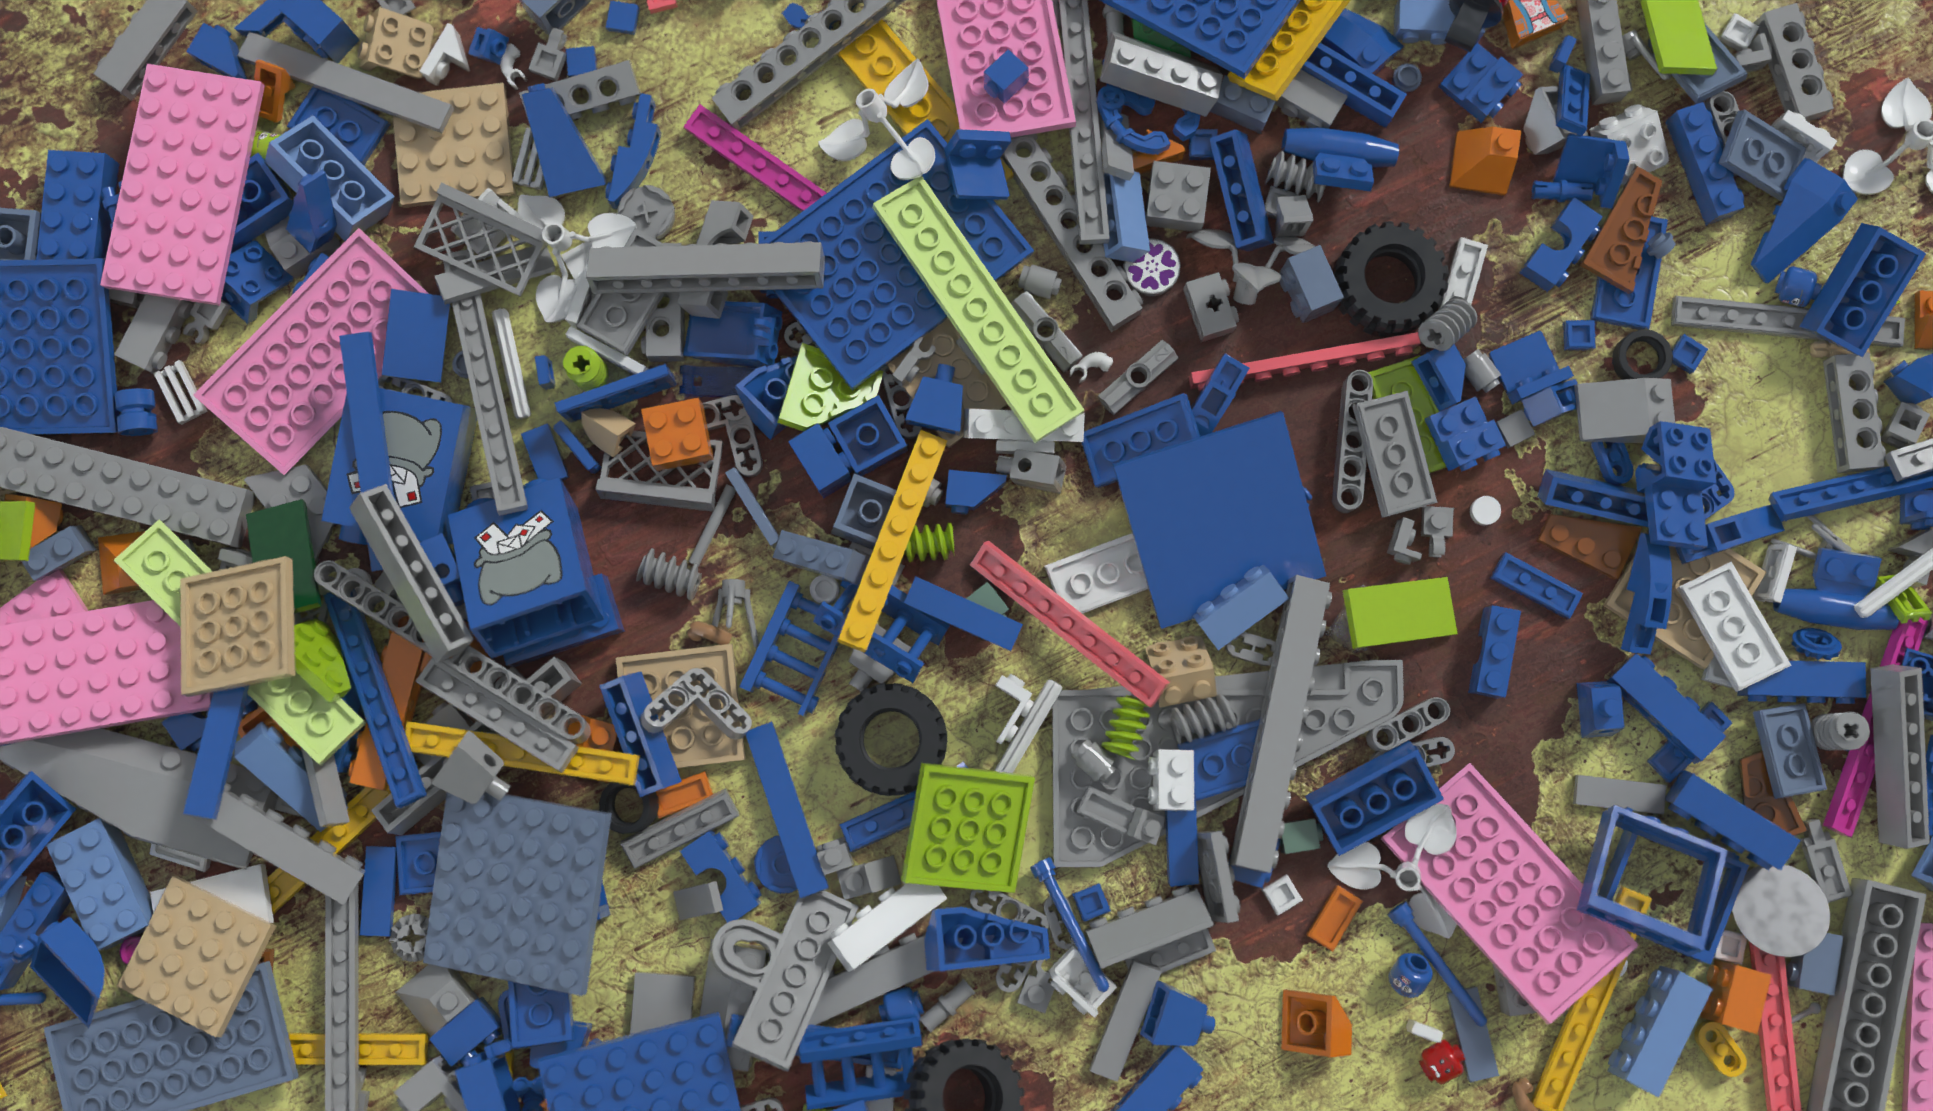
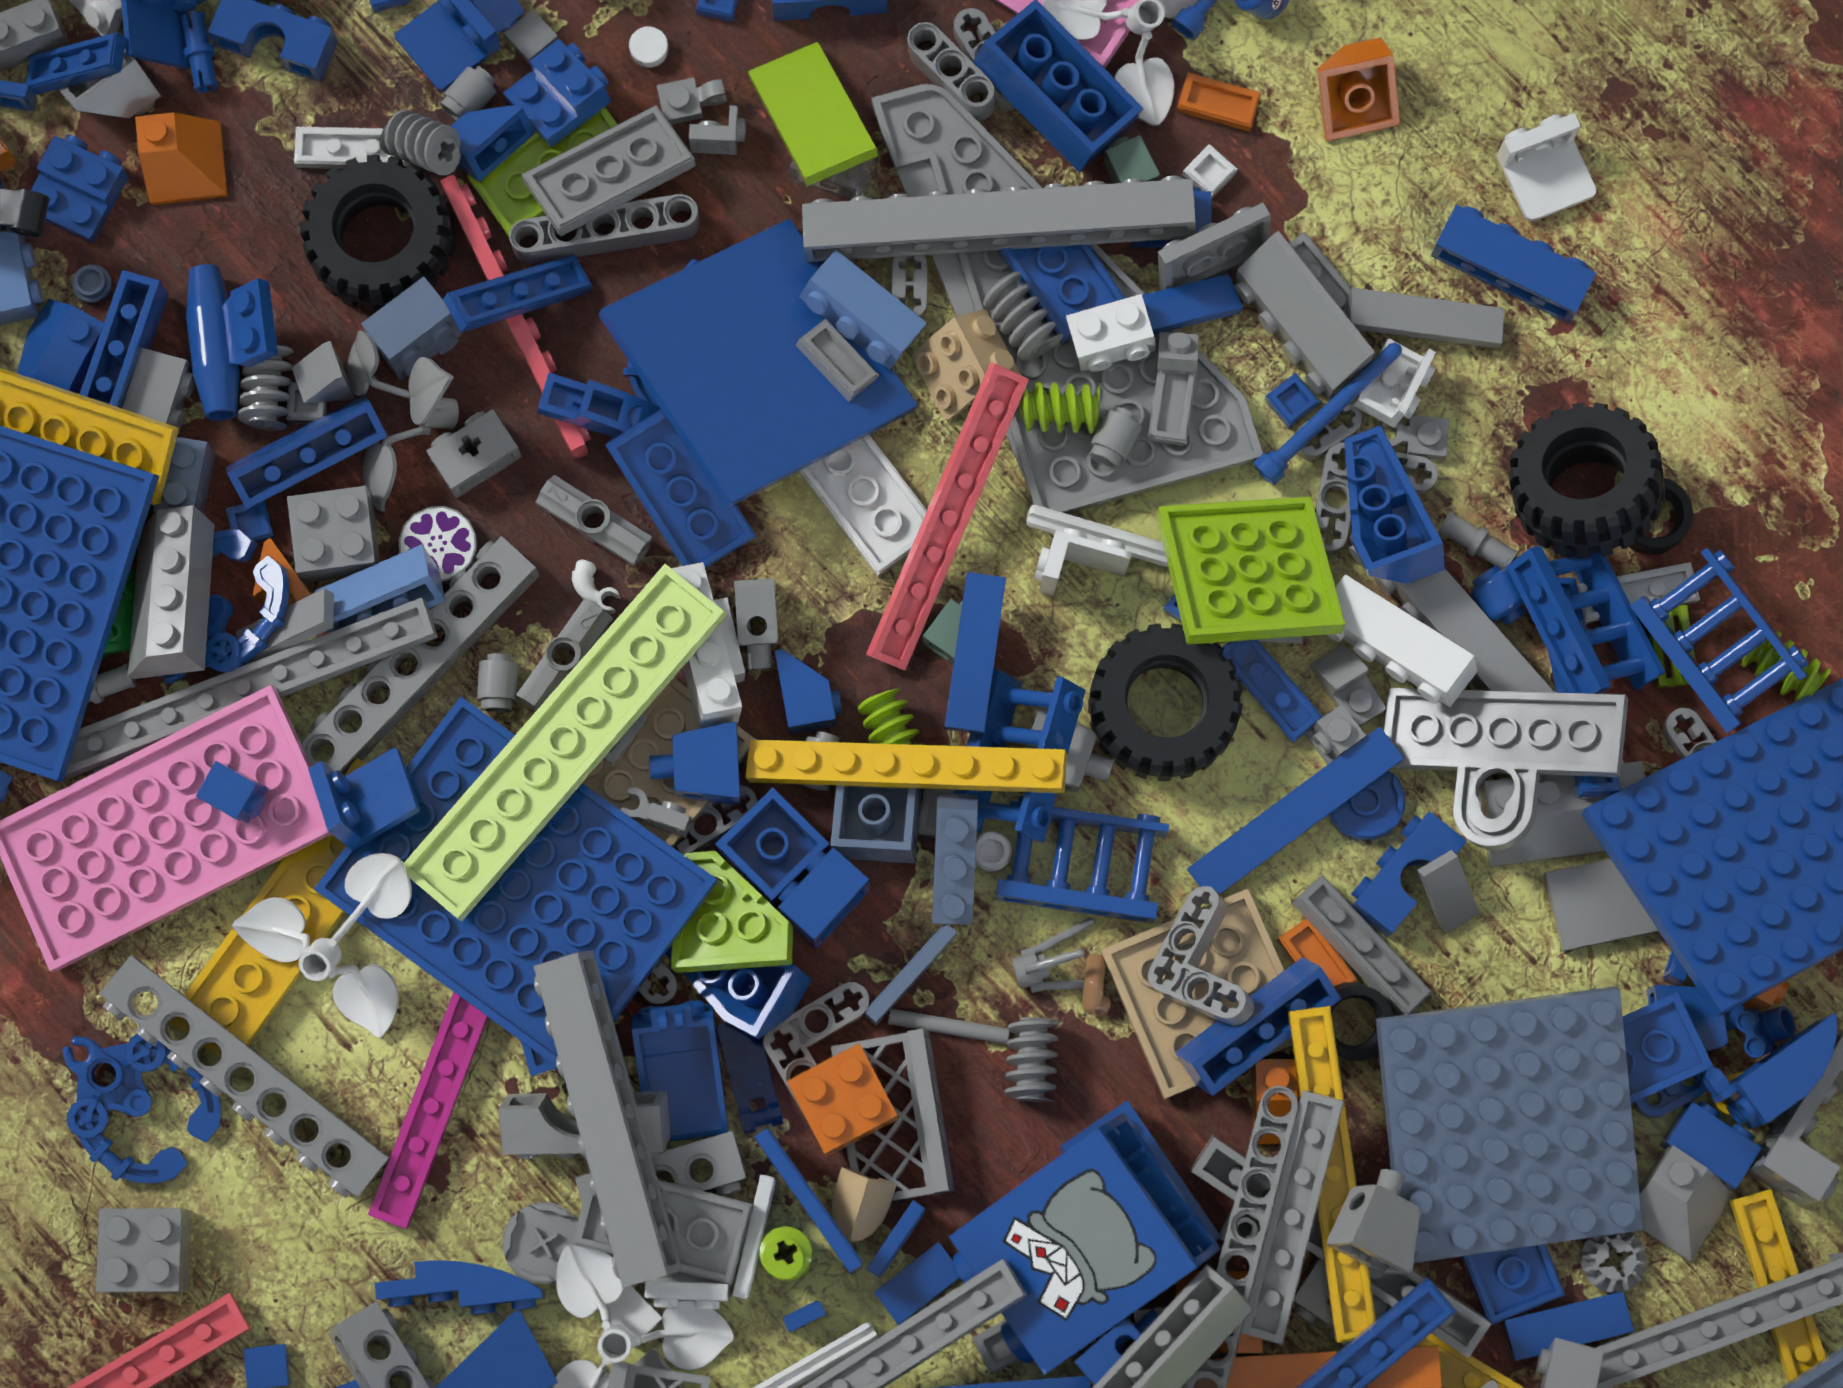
camera: 110 degrees left, 5 degrees down
(1175, 1017) = (1404, 256): blue torso -> none
(1207, 577) = (837, 360): none -> light grey tile
(1317, 364) = (517, 293): none -> blue tile

